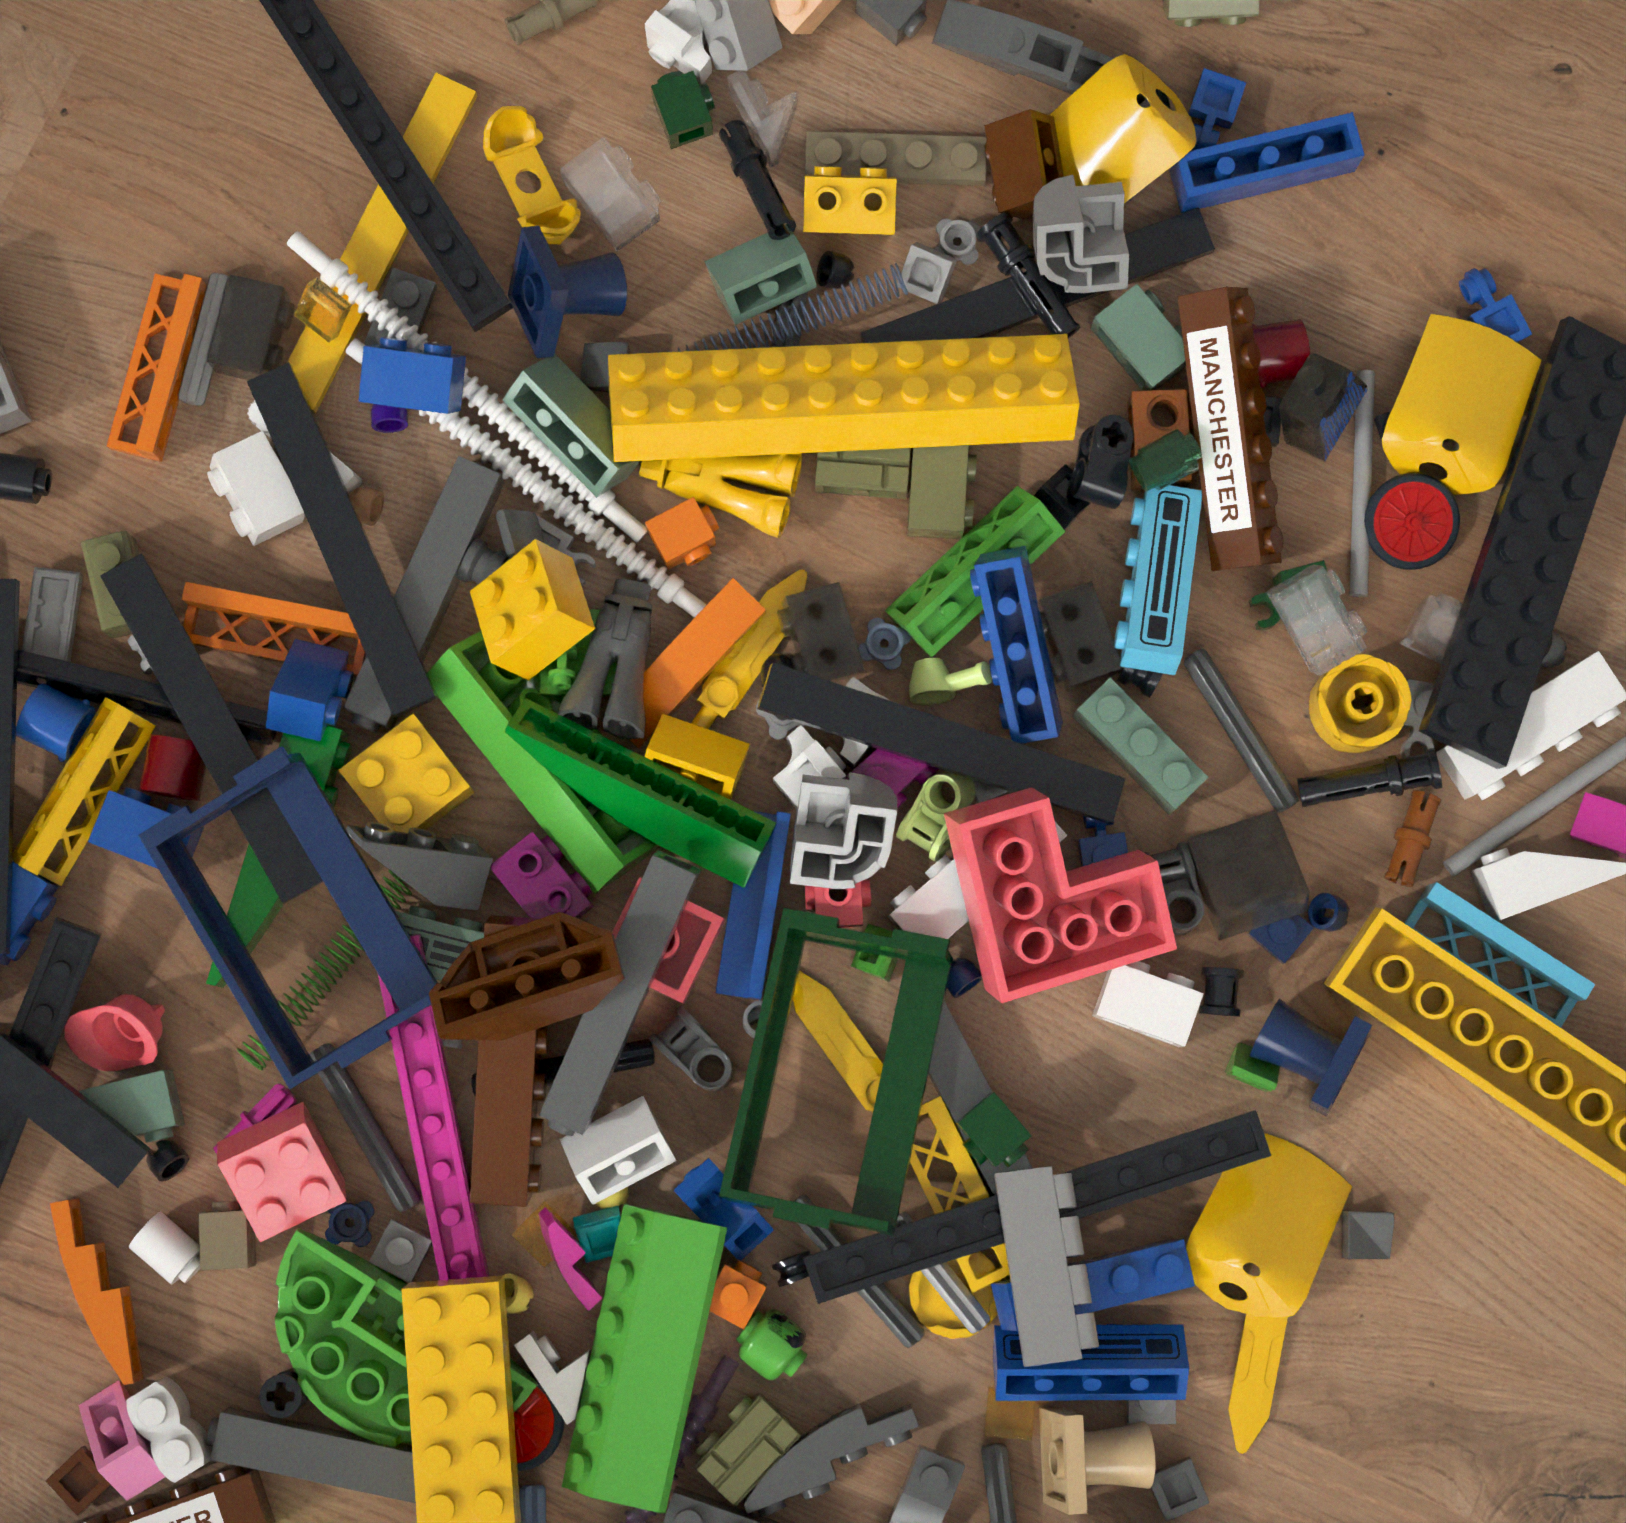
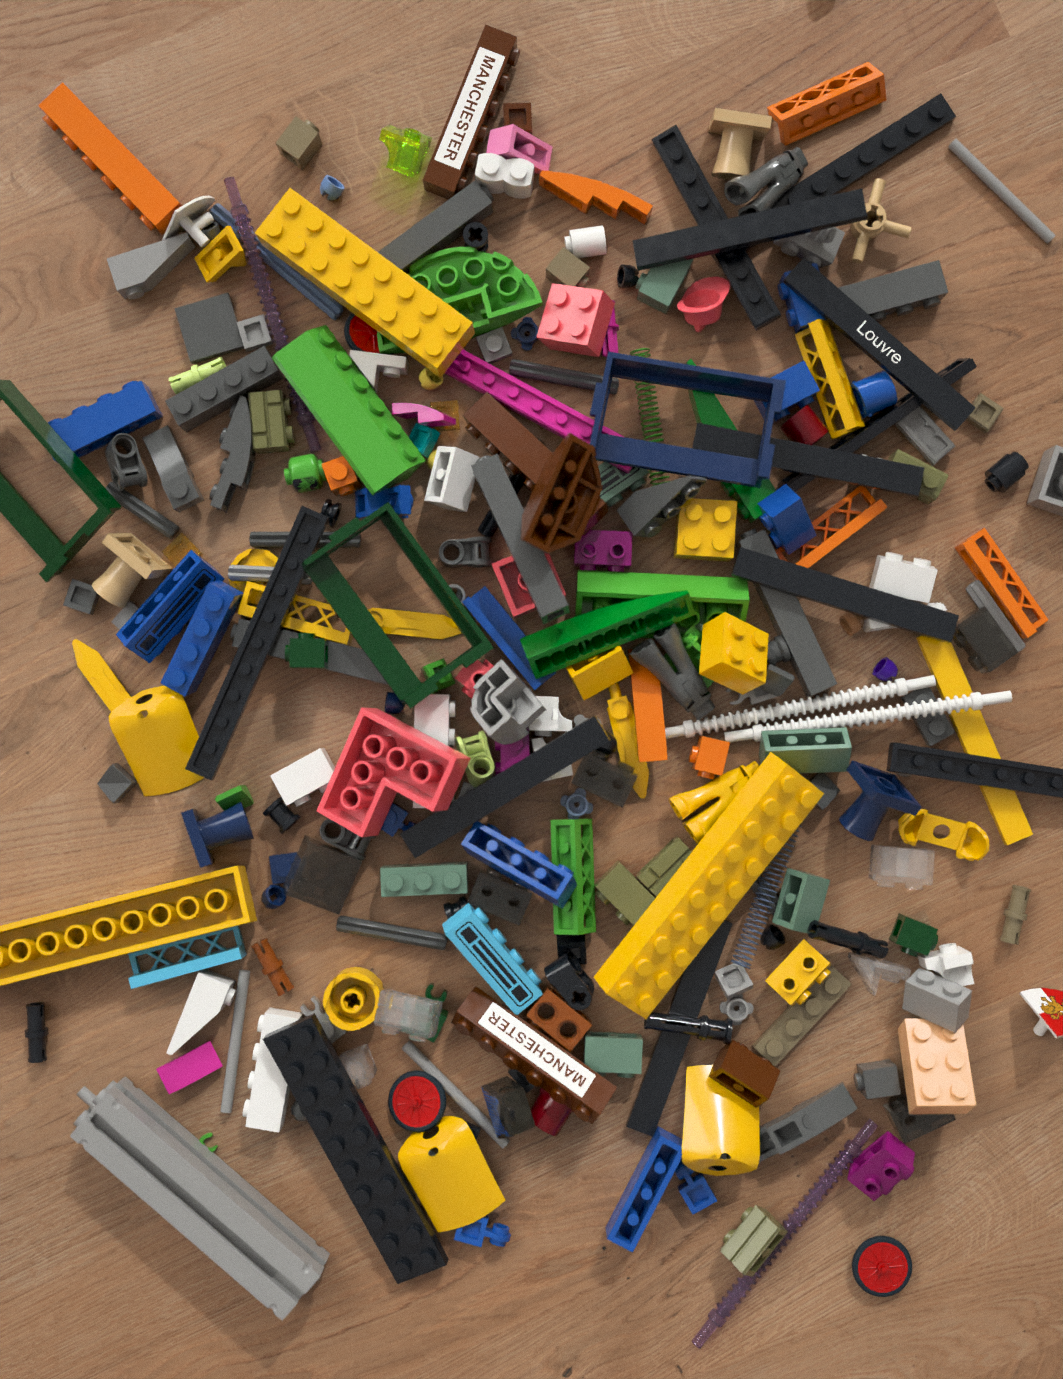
camera: 140 degrees right, 5 degrees up
(322, 309) = (962, 681): clear yellow tile -> none
(412, 377) = (894, 693): blue brick -> none
(934, 684) = (538, 811): yellowish green bar -> none
(1038, 1268) = (221, 613): light grey windscreen -> none
(1081, 235) = (686, 1068): light grey brick -> none
(1166, 460) = (544, 1010): clear green brick -> none
(1392, 776) = (308, 982): black pin -> none

